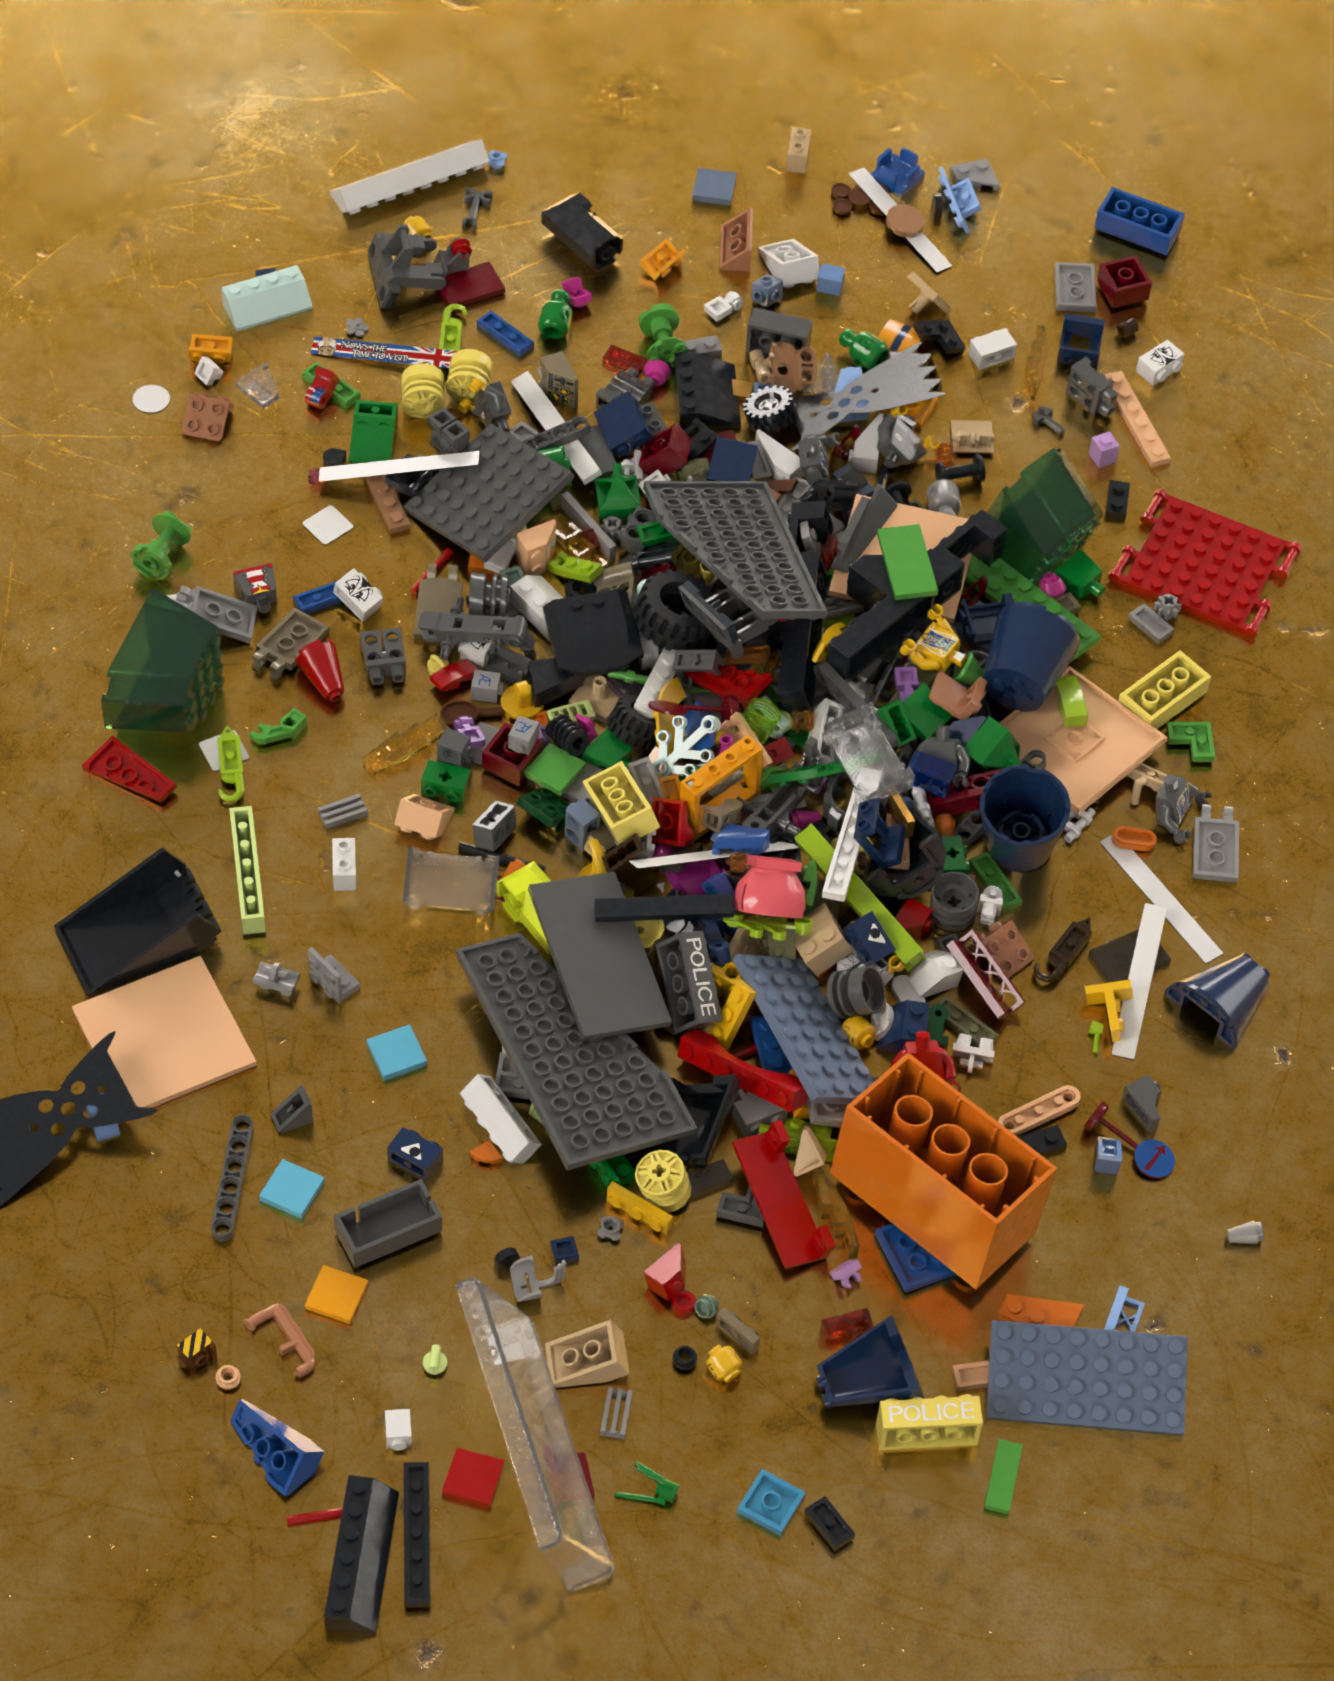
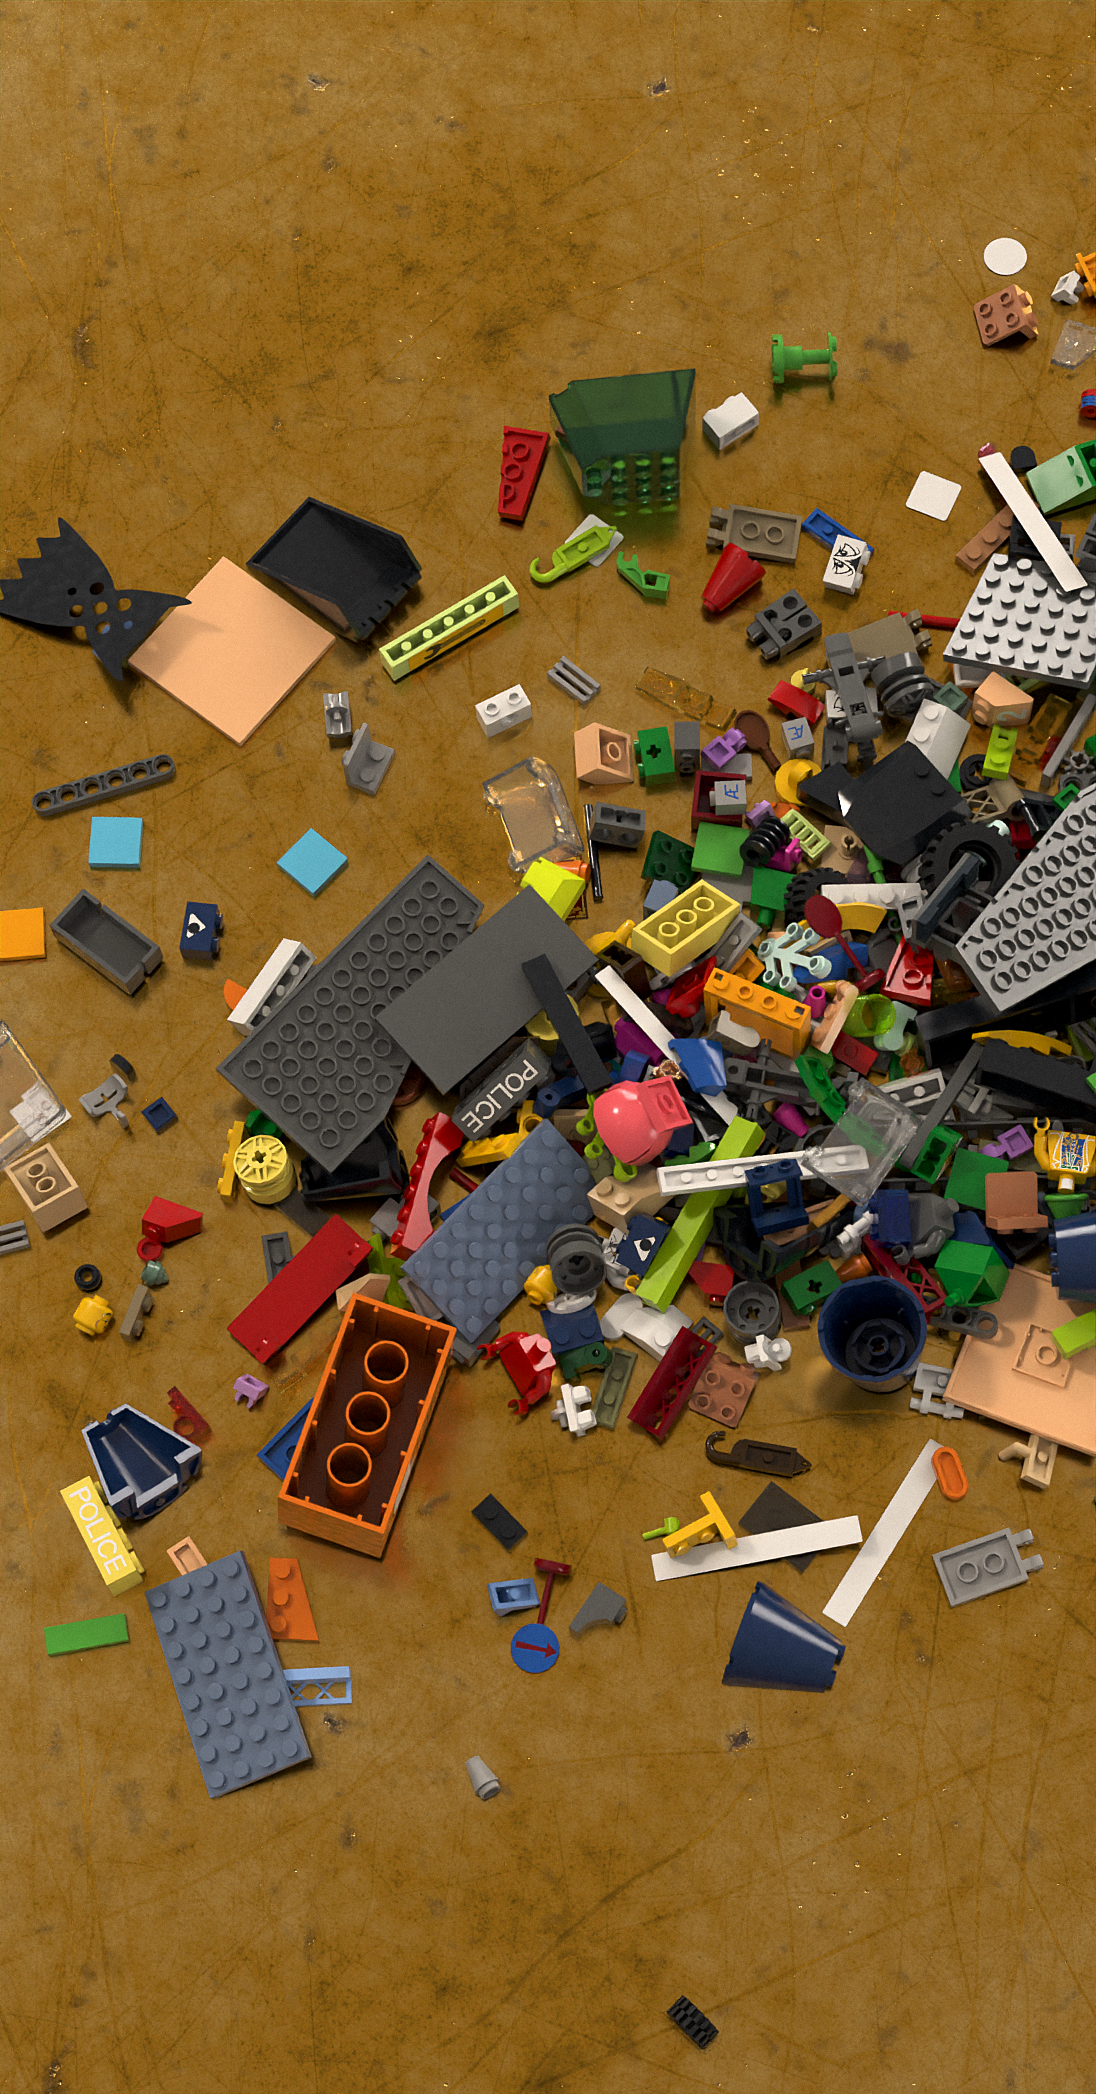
camera: 75 degrees right, 15 degrees up
(231, 615) = (749, 450): light grey tile -> none
(256, 586) = (807, 470): dark grey torso -> none
(293, 1112) = (197, 803): dark grey slope -> none
(610, 1221) = (195, 1142): light grey plate -> none
(991, 875) = (804, 1359): bright green tile -> none
(1041, 1110) = (534, 1505): light nougat plate -> none
(1173, 803) = (1014, 1496): dark grey torso -> none

